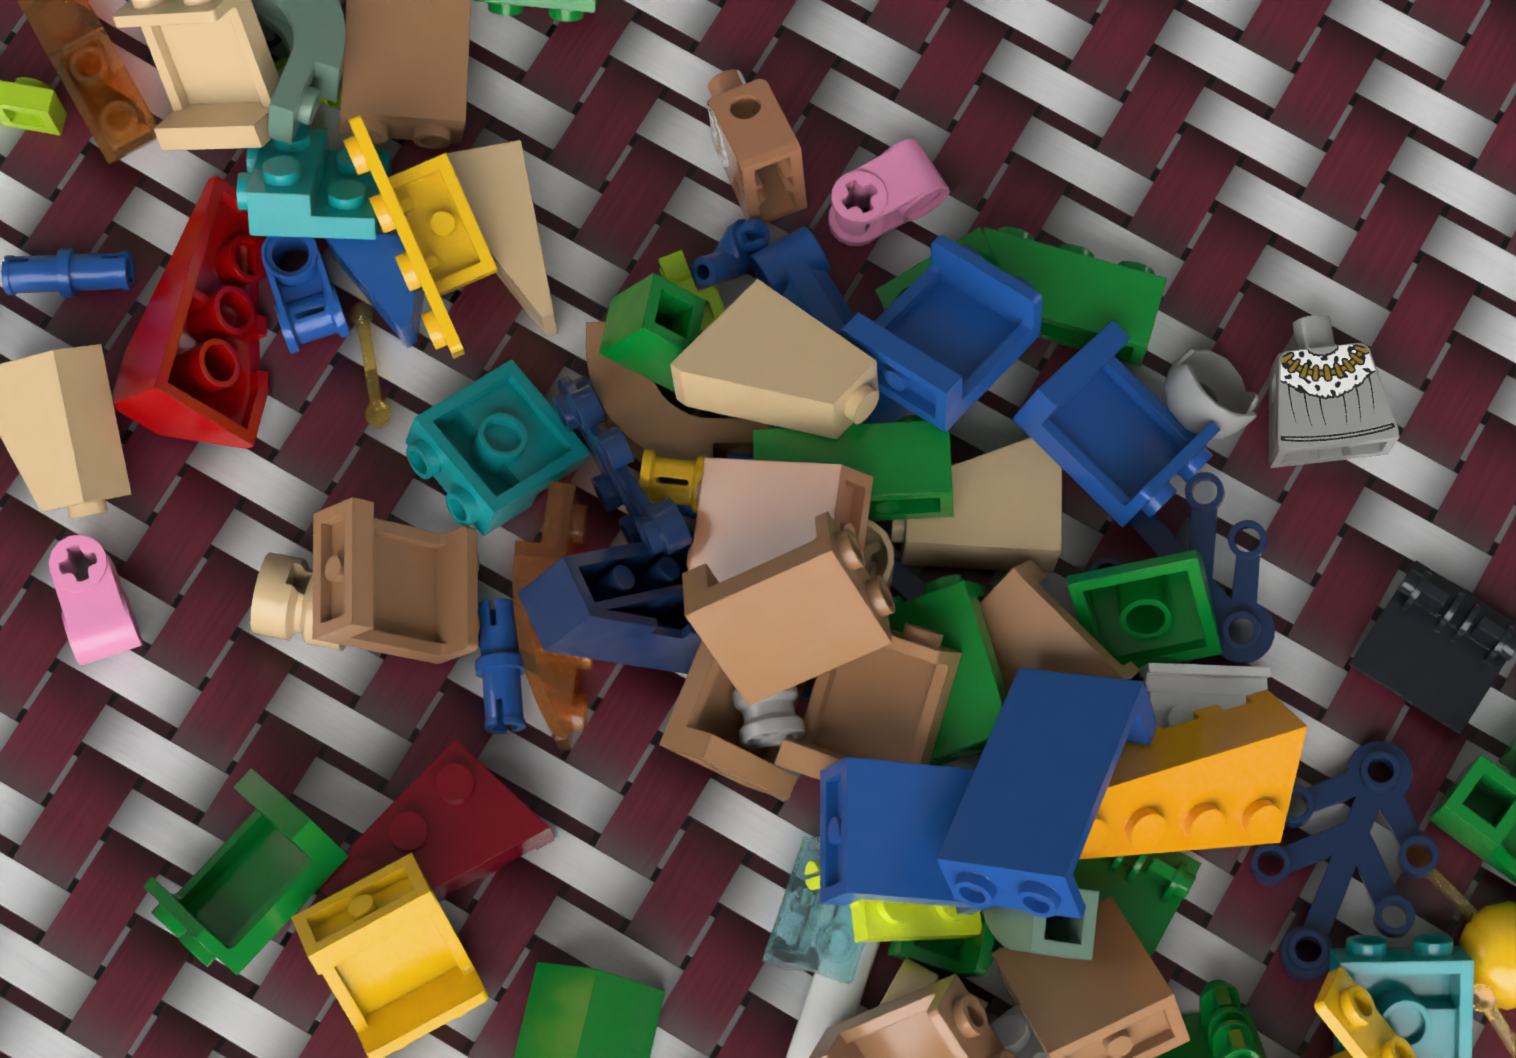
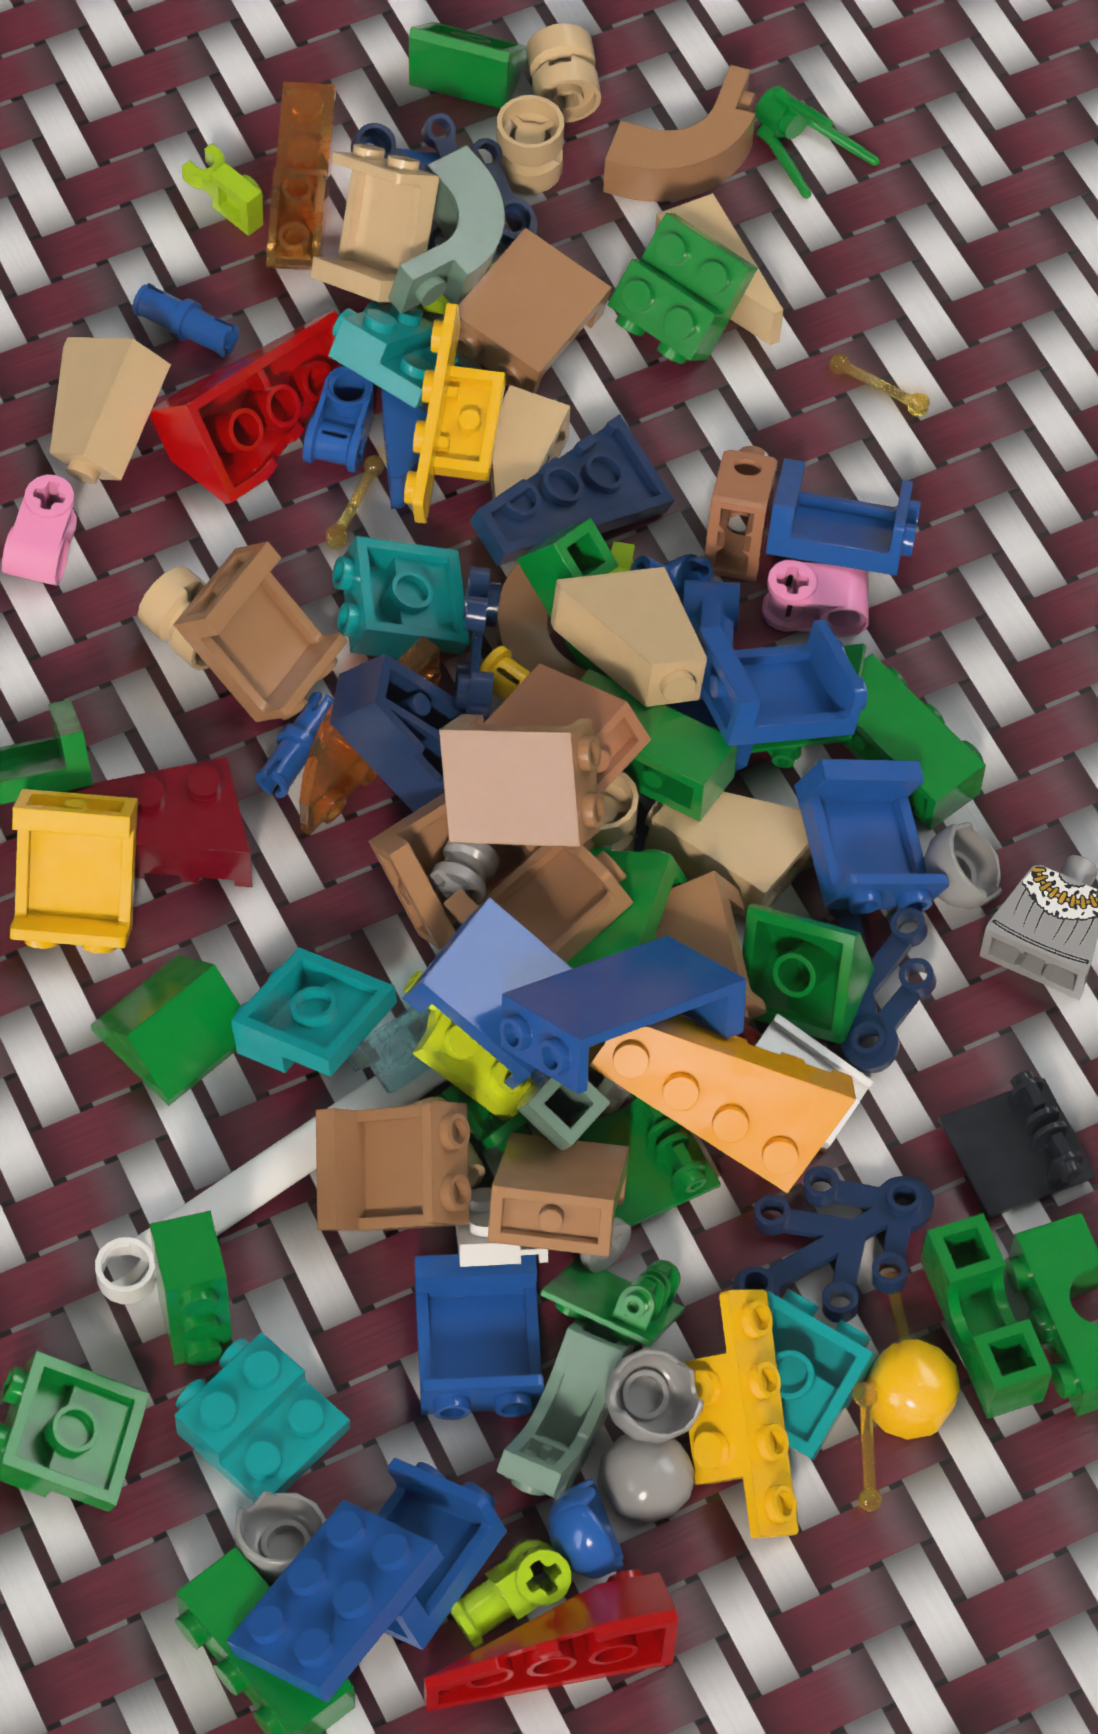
camera: 30 degrees right, 15 degrees down
(591, 233) = (598, 479): none -> dark blue wing
(721, 955) = (310, 1014): none -> teal plate
(865, 105) = (839, 528): none -> blue panel

